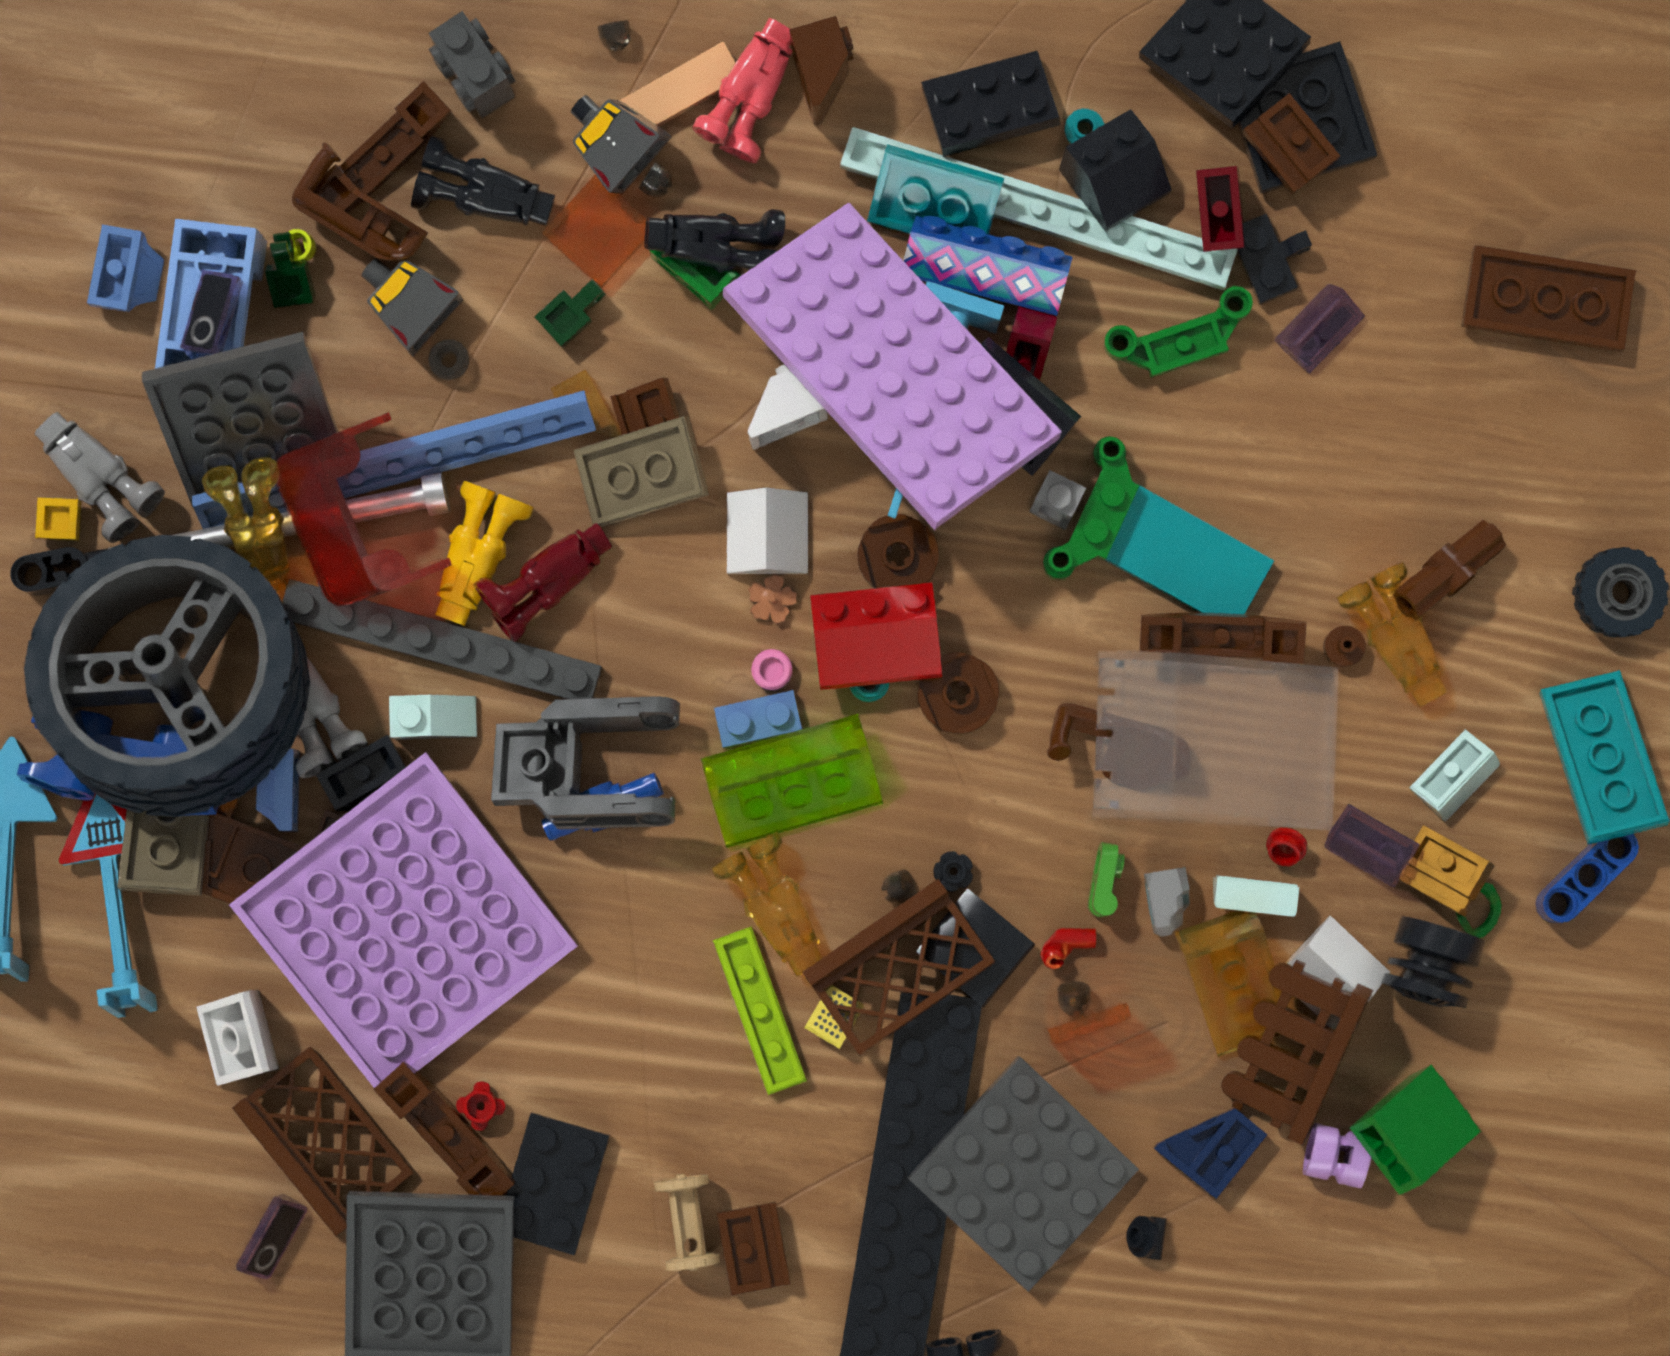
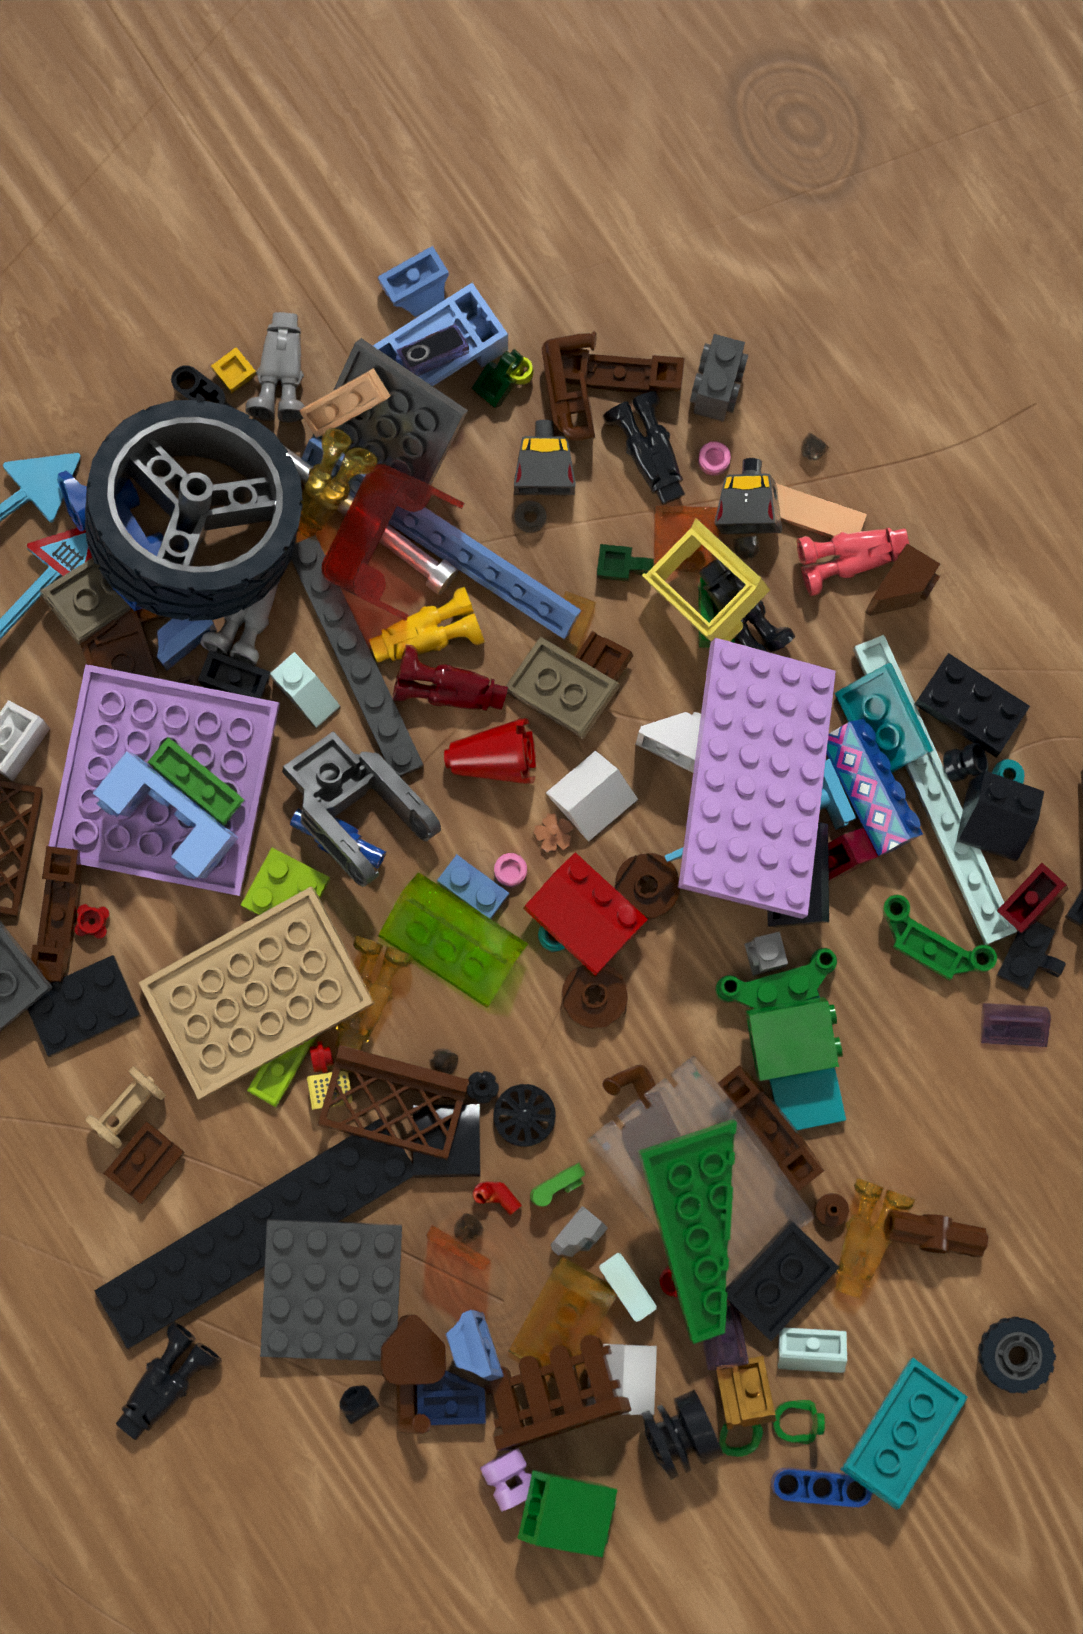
camera: 40 degrees right, 5 degrees down
(189, 441) = (345, 403): none -> light nougat tile
(384, 955) = (129, 785): none -> light blue plate
(433, 894) = (196, 781): none -> bright green tile
(543, 137) = (714, 458): none -> bright pink tile
(610, 899) = (280, 880): none -> lime plate
(650, 590) = (495, 754): none -> red cone
(684, 1008) = (256, 993): none -> tan plate
(717, 261) = (728, 620): none -> light yellow piece
(797, 998) = (321, 1057): none -> red plate
(1013, 854) = (524, 1115): none -> black wheel
(1037, 160) = (965, 762): none -> black wheel
(1149, 1153) = (409, 1358): none -> reddish brown piece
(1159, 543) = (793, 1038): none -> green brick
(1189, 1085) = (473, 1346): none -> medium blue slope
(1241, 774) = (693, 1209): none -> green wing
(1368, 749) = (780, 1280): none -> black plate
(1527, 826) = (818, 1421): none -> green piece

